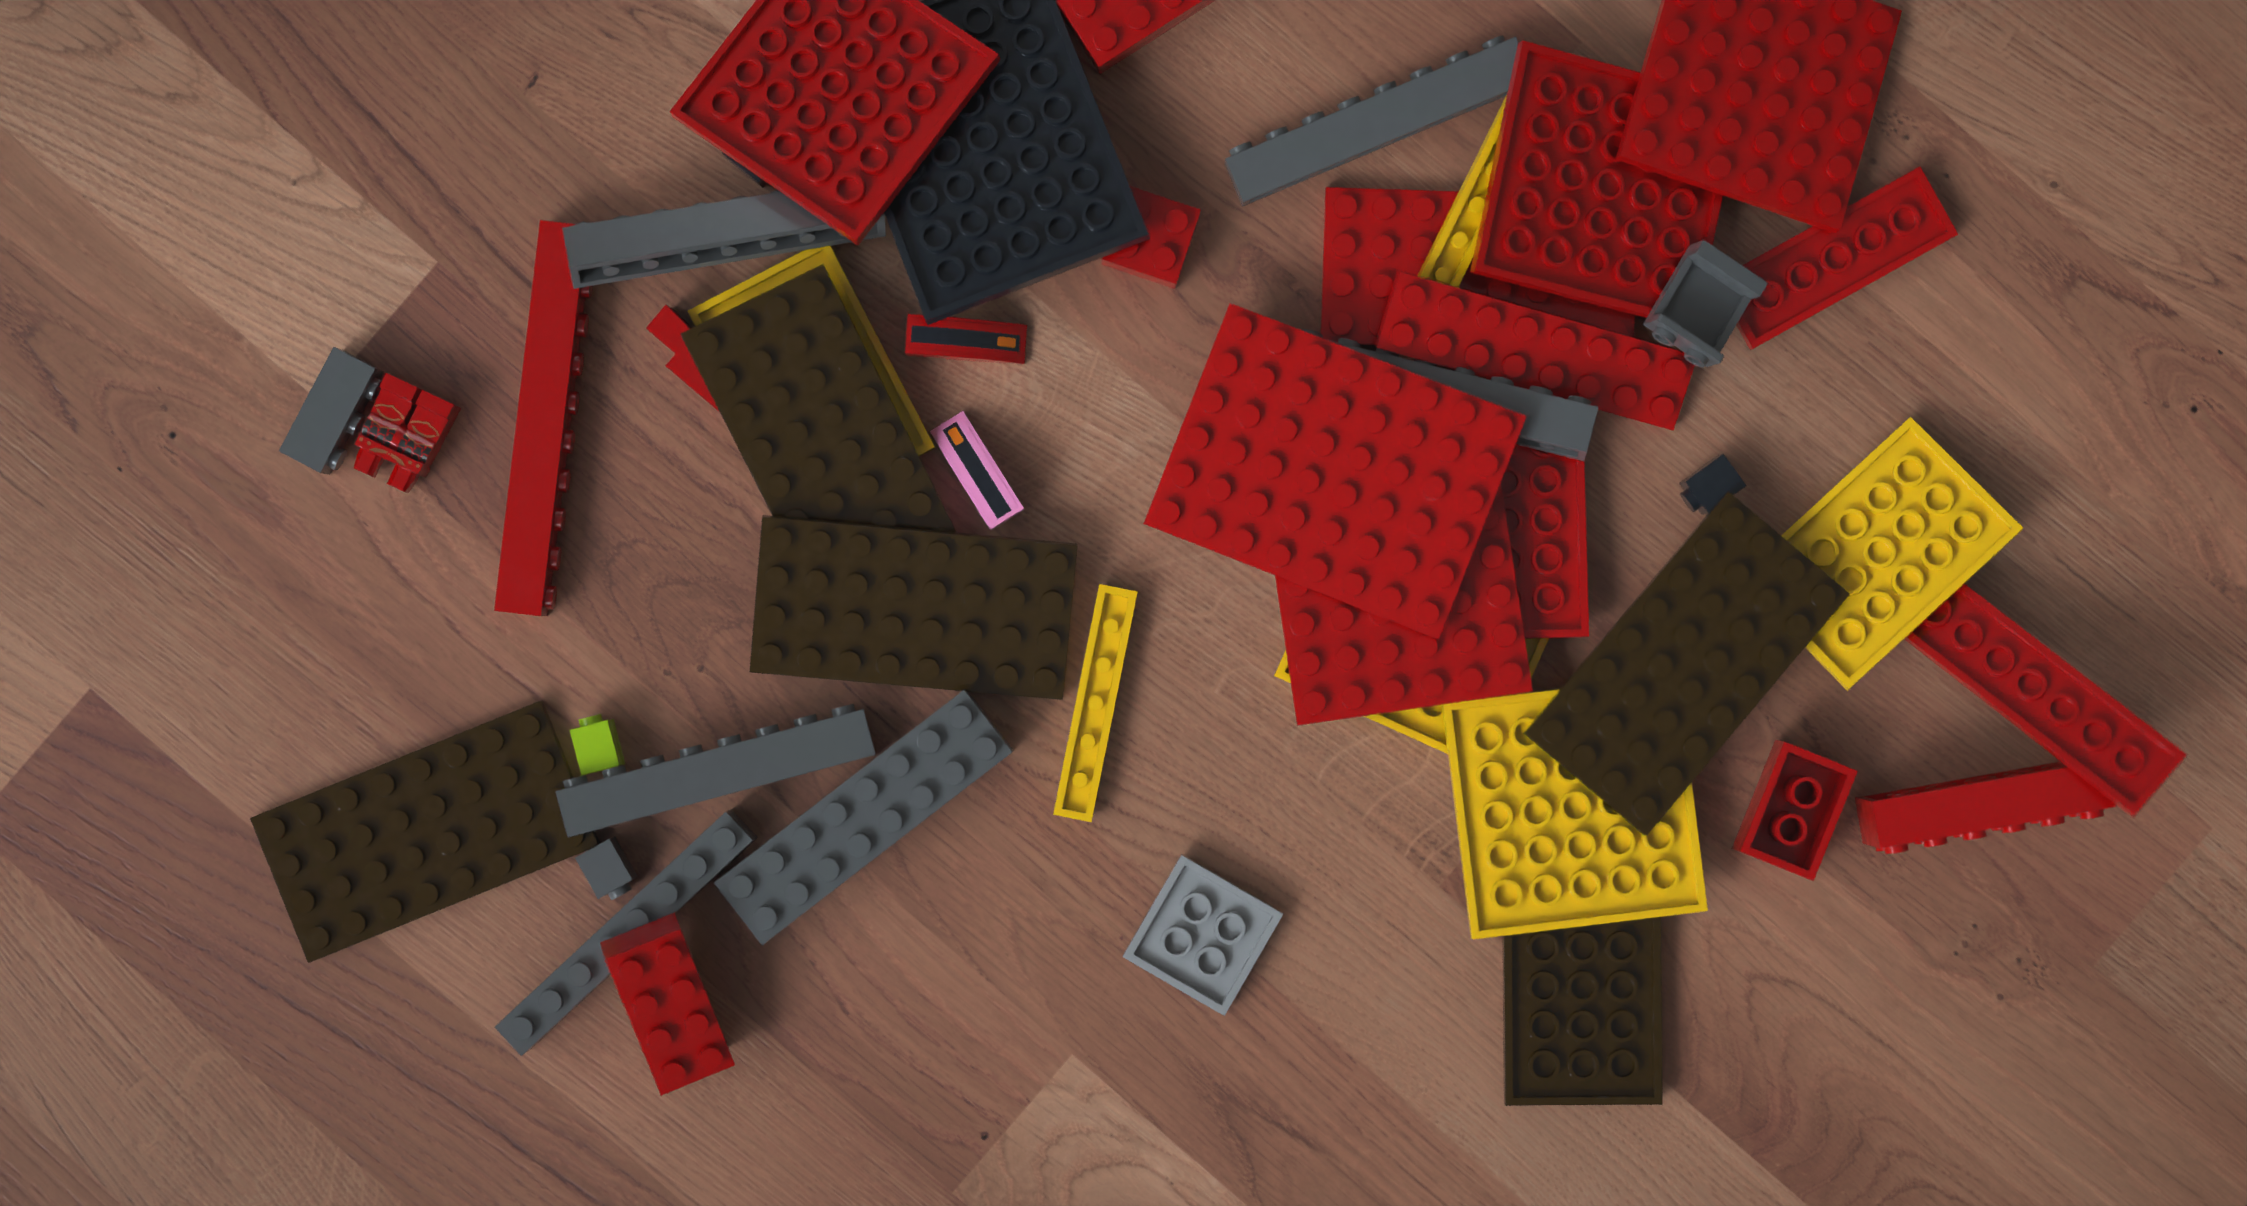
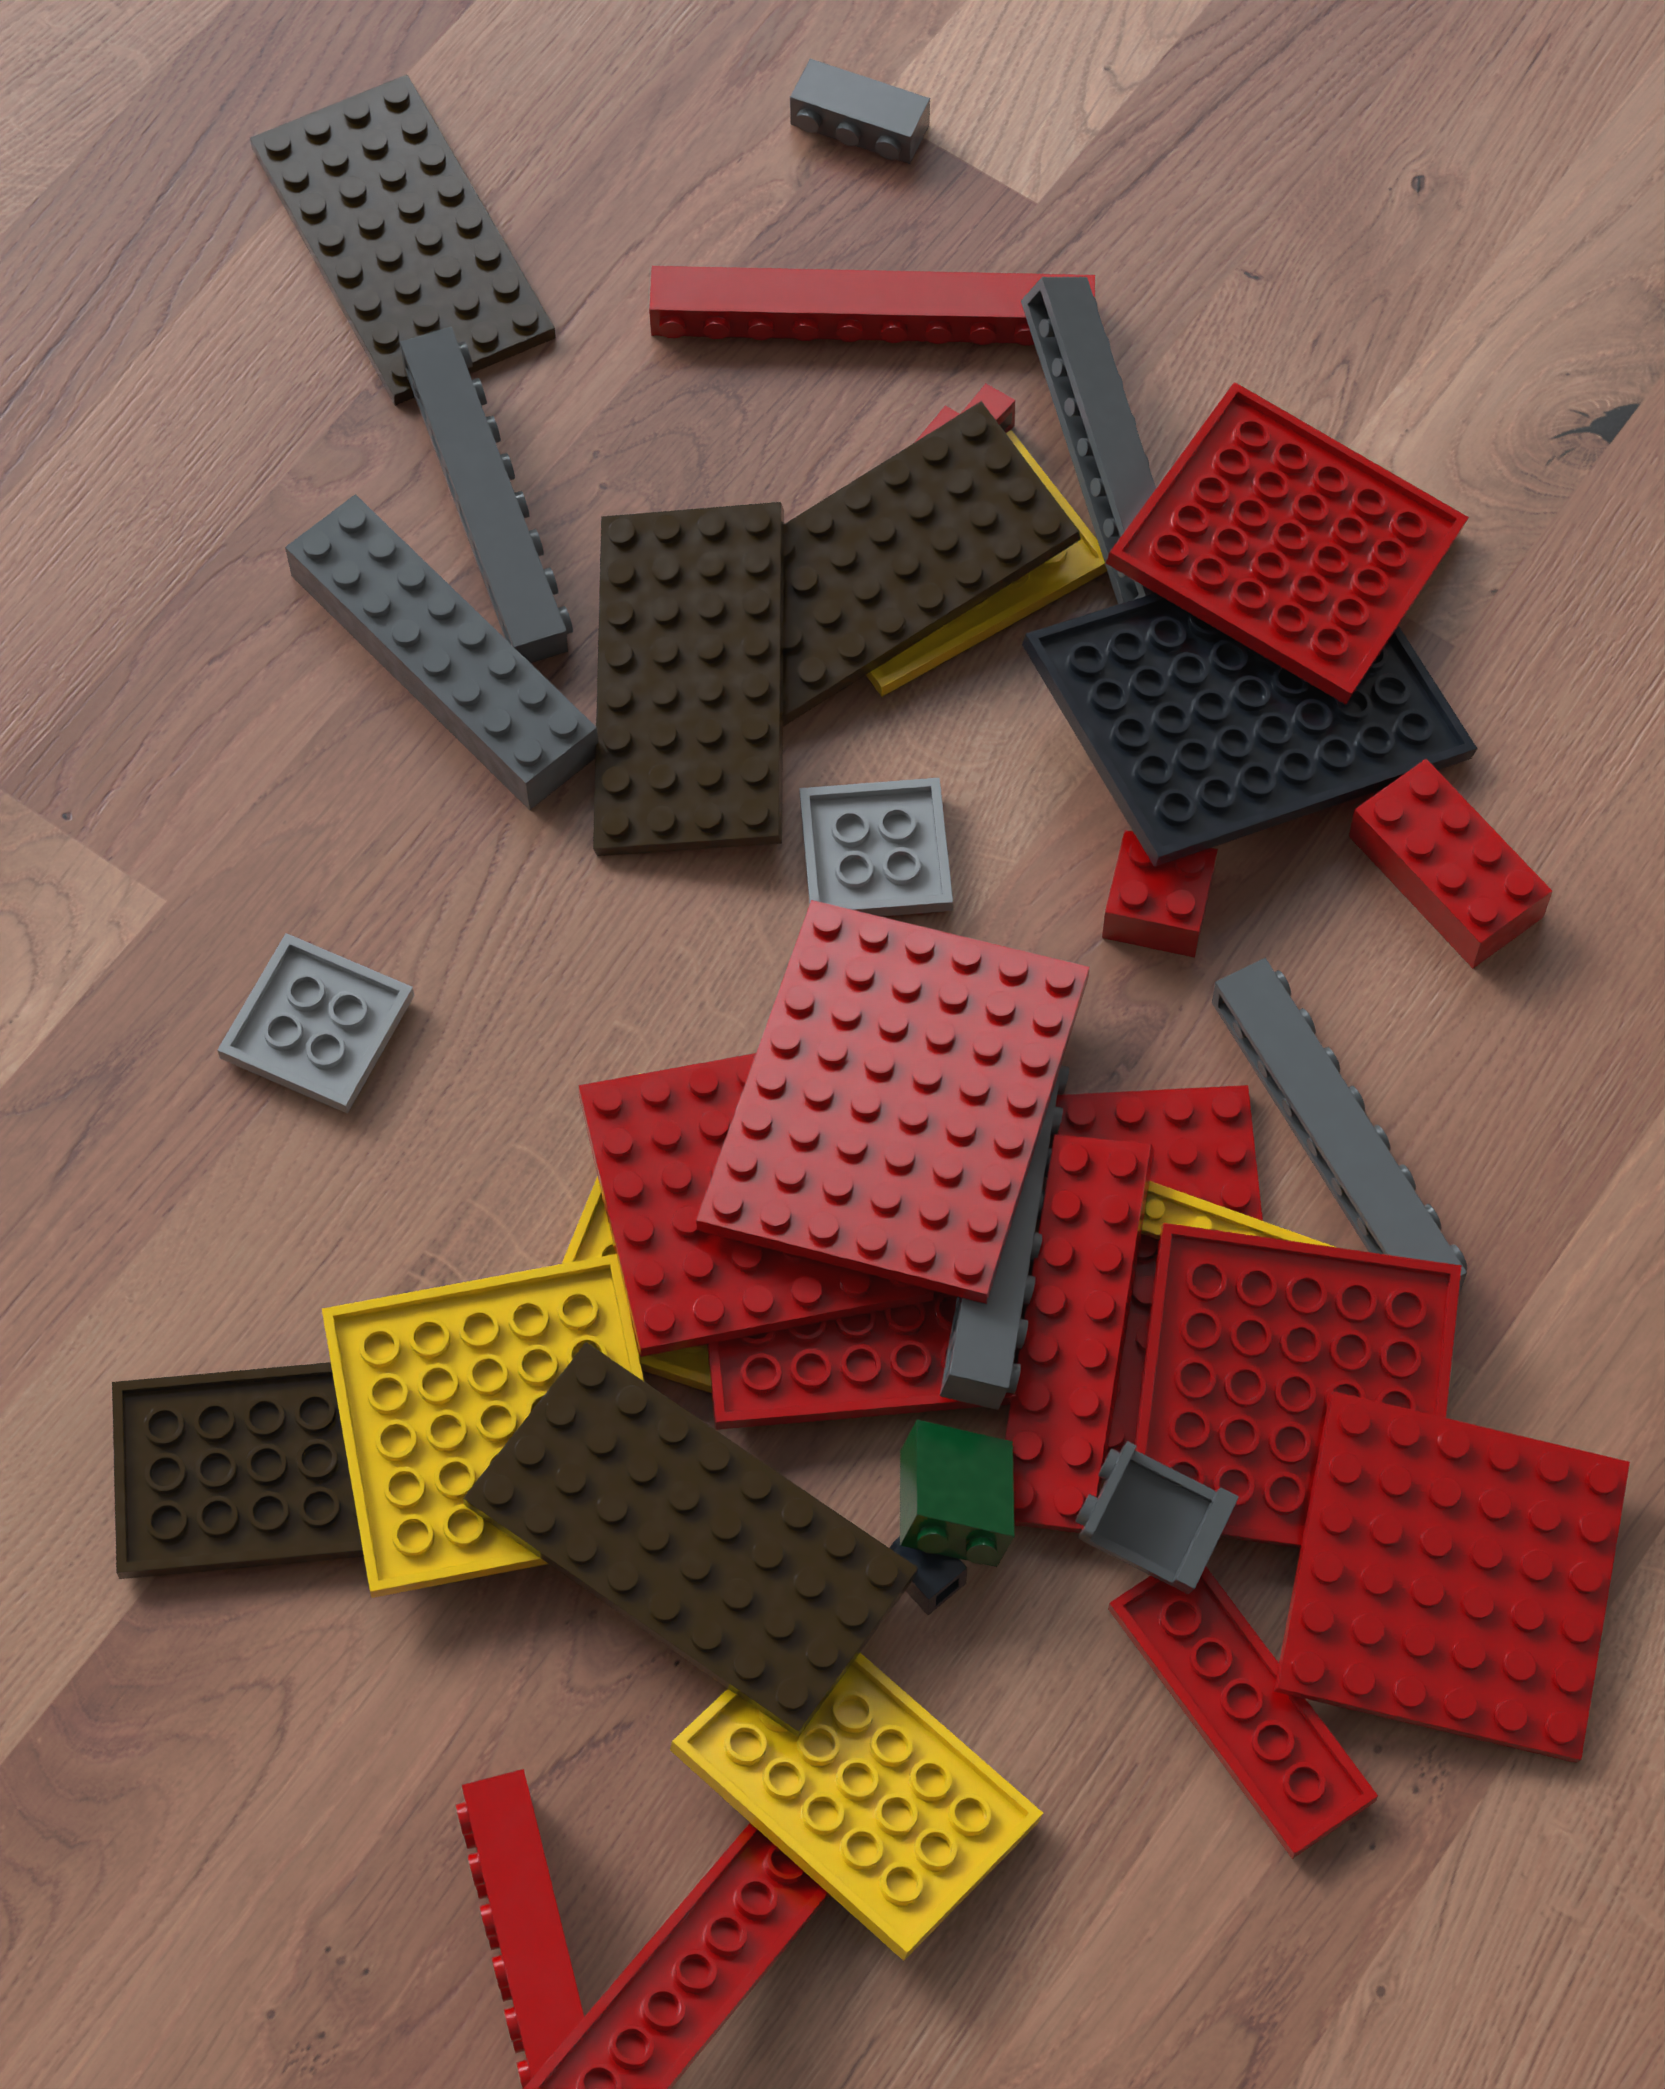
camera: 90 degrees right, 25 degrees down
(404, 429) = (843, 178): red hips -> none
(596, 744) = (508, 382): lime brick -> none
(607, 869) = (367, 404): dark grey brick -> none
(659, 898) = (294, 423): dark grey brick -> none
(667, 1003) = (213, 456): red brick -> none
(966, 339) = (1012, 712): red slope -> none
(977, 470) = (855, 737): bright pink slope -> none
(1084, 466) = (877, 847): none -> light grey plate
(1095, 703) = (592, 883): yellow plate -> none
(1667, 456) = (956, 1493): none -> dark green brick
(1794, 809) = (508, 1700): red brick -> none

